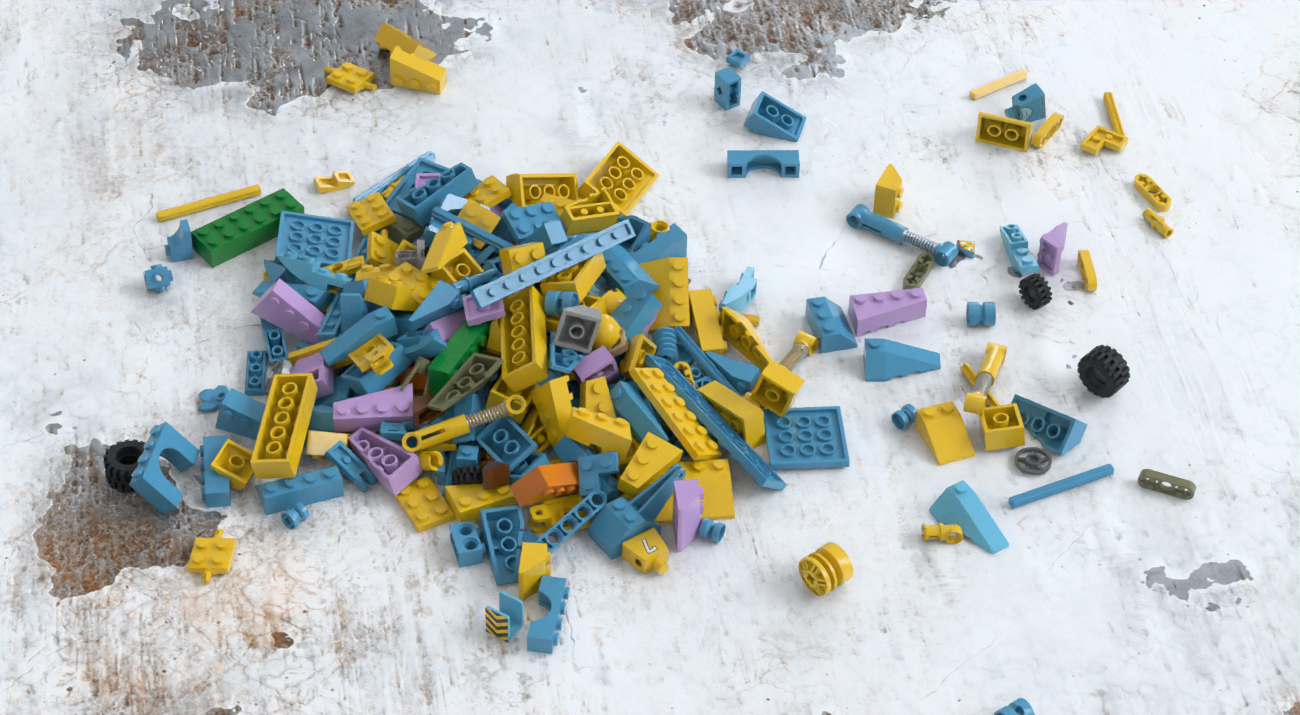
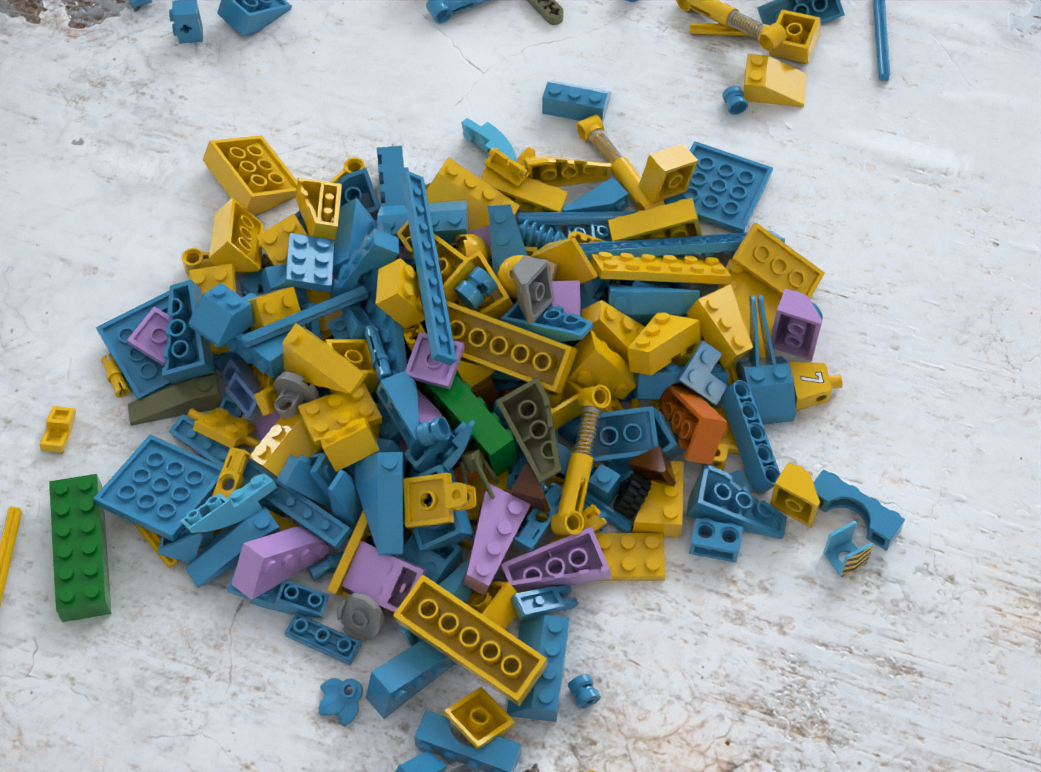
camera: 60 degrees left, 15 degrees up
(151, 281) = (102, 680): dark azure brick -> none
(180, 243) = (61, 629): dark azure arch -> none
(371, 213) = (148, 413): yellow plate -> none
(383, 185) = (97, 370): axle -> none
(425, 325) = (434, 431): none -> dark azure wheel
(450, 193) = (221, 315): none -> dark azure slope
(712, 298) = (506, 167): none -> yellow hinge
(739, 487) = (776, 263): none -> yellow plate
(783, 162) = (322, 29): dark azure arch -> none
(825, 569) = (916, 248): yellow wheel -> none
(885, 309) = (581, 53): lavender wedge -> none
(892, 359) = (652, 74): dark azure wedge -> none
(942, 533) = (898, 144): yellow connector -> none
(963, 507) = (886, 114): medium azure wedge -> none
(1033, 461) = (838, 38): dark grey wheel -> none

